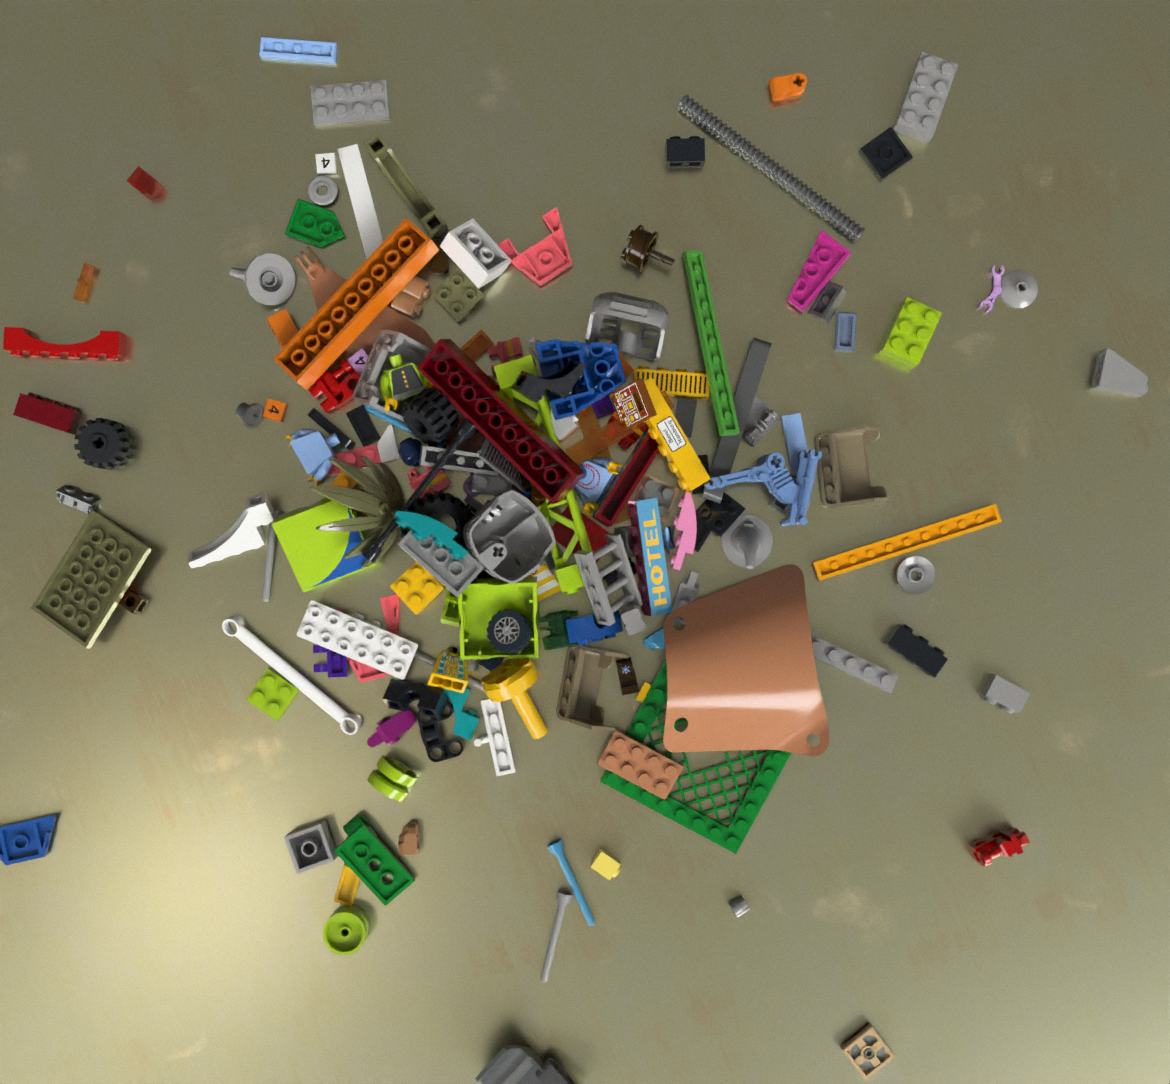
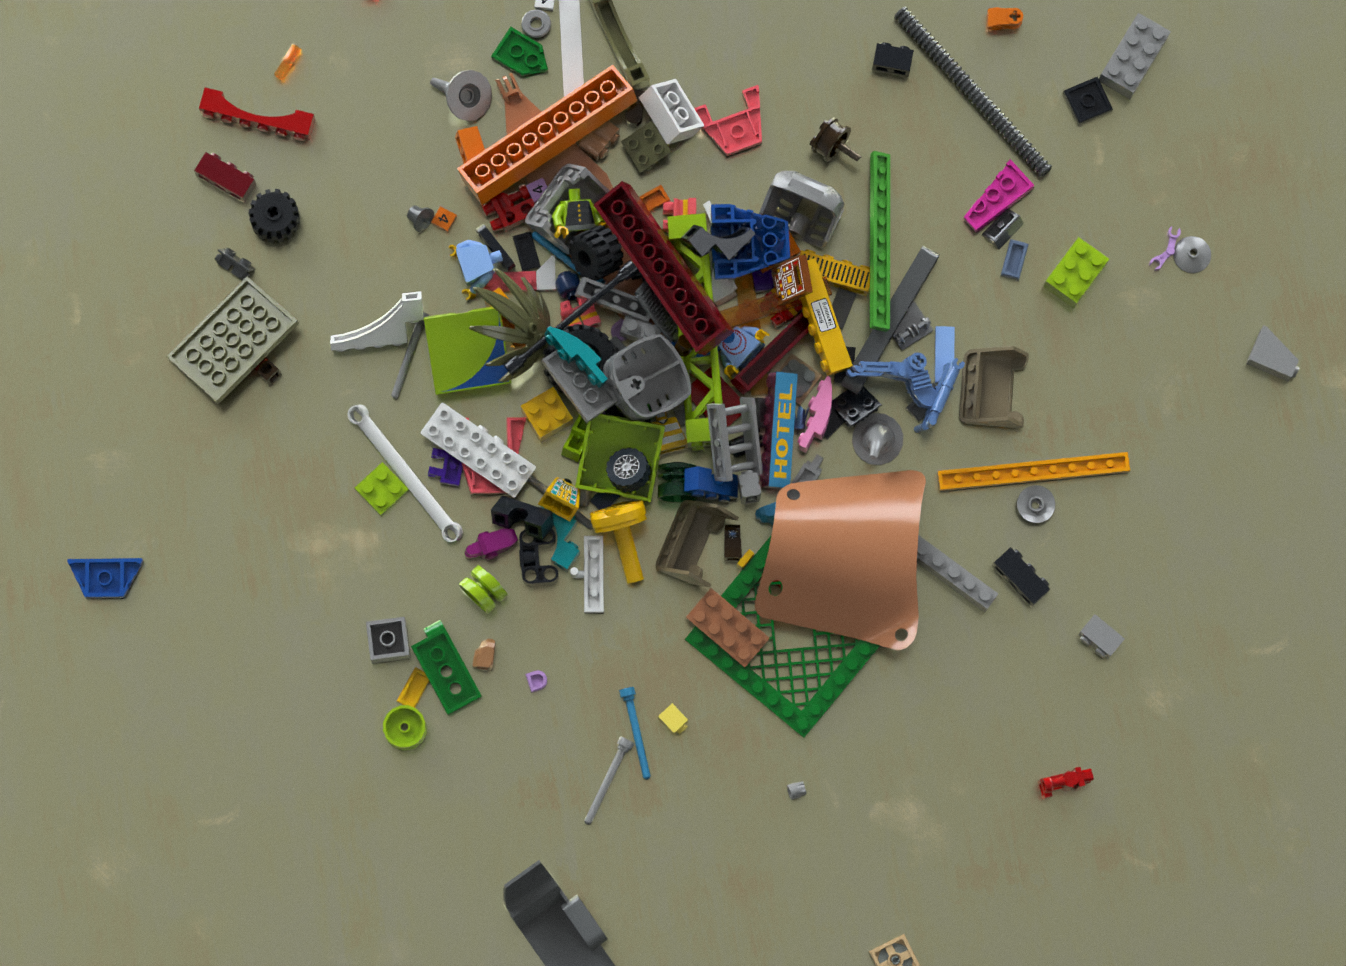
camera: 10 degrees right, 10 degrees down
(465, 851) = (537, 680): none -> lavender tile

